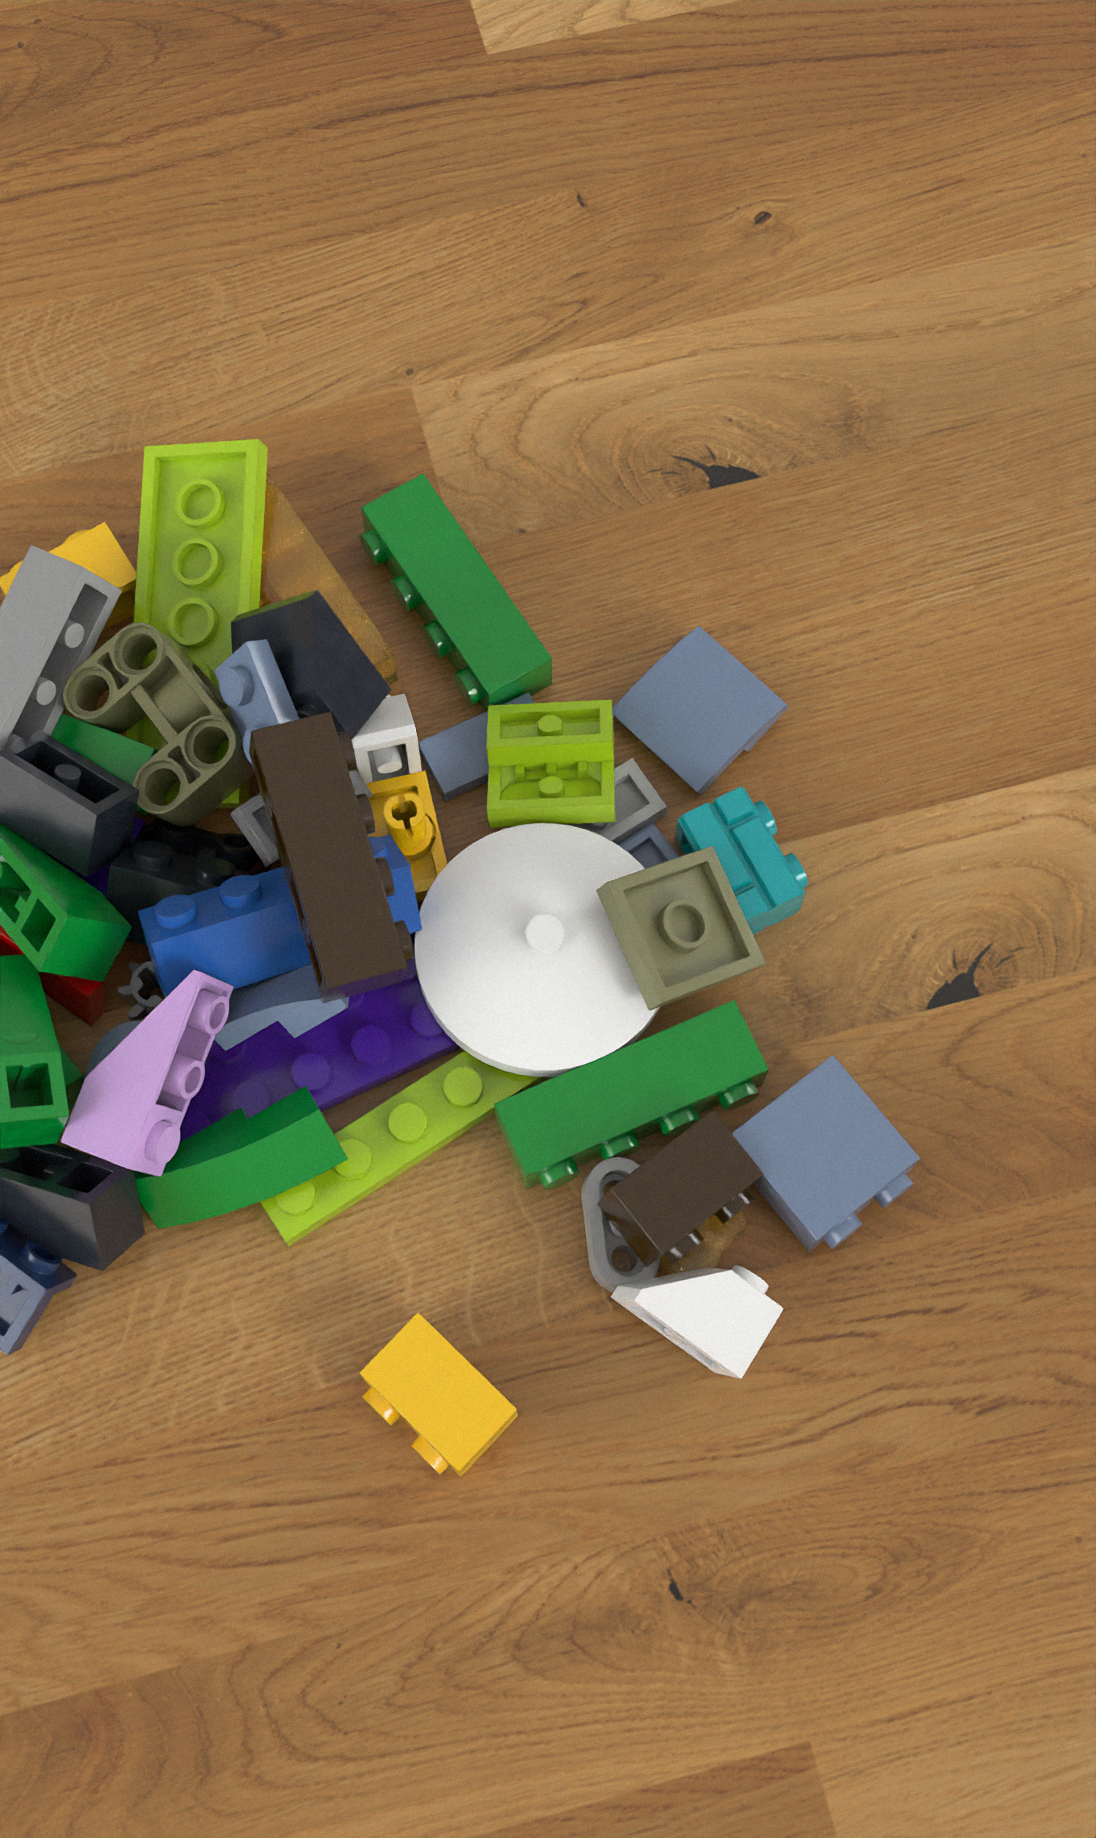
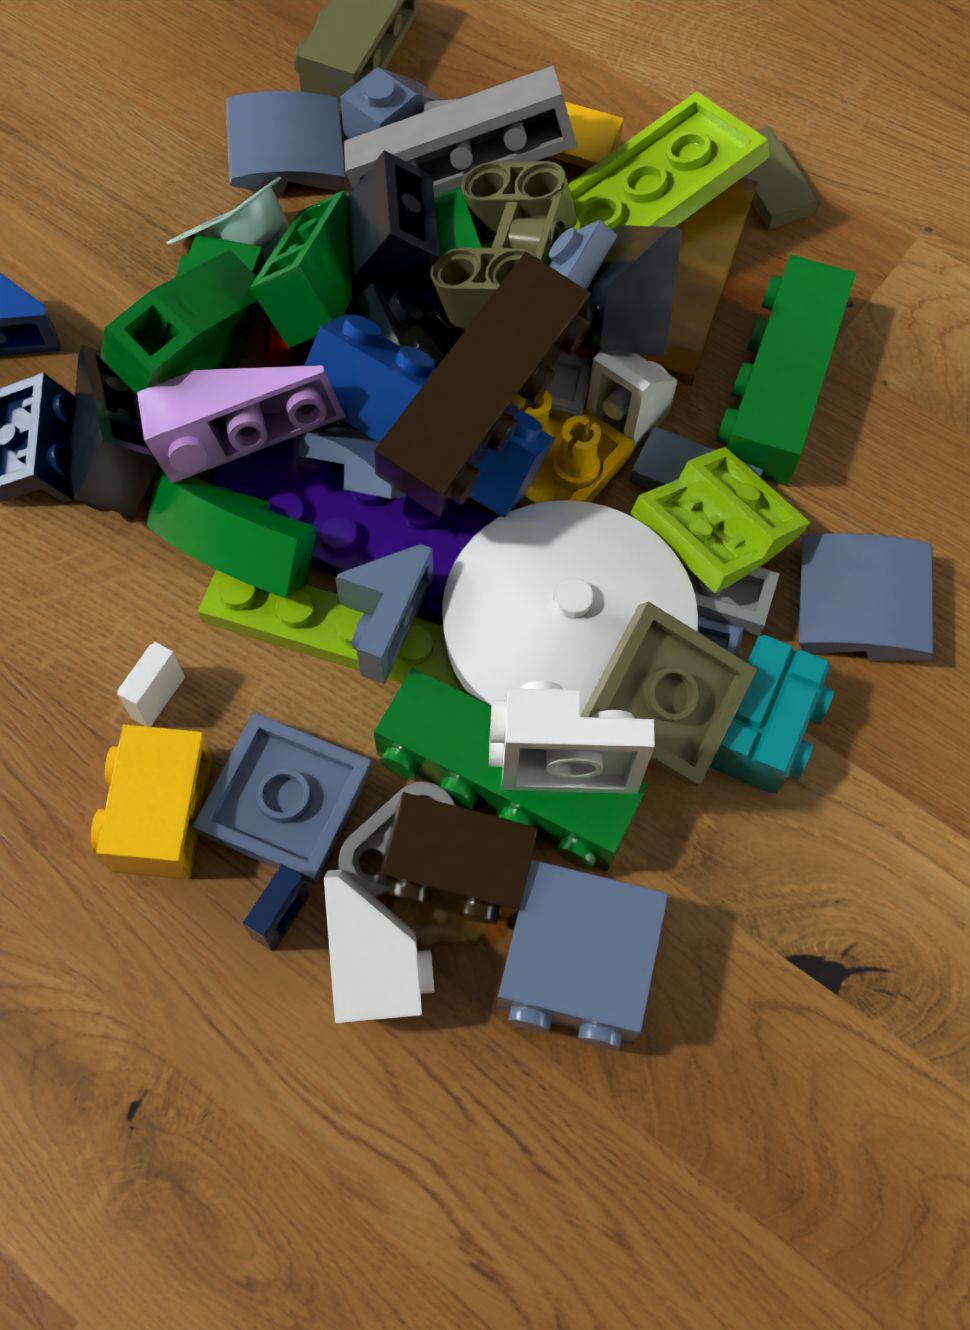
camera: 50 degrees right, 5 degrees down
(288, 449) = (781, 189): none -> olive tile
(327, 1327) = (151, 684): none -> white tile
(419, 1070) = (390, 597): none -> sand blue slope
(514, 1289) = (283, 797): none -> sand blue plate
(606, 1359) = (277, 907): none -> dark blue tile
(665, 1042) = (553, 749): none -> white plate

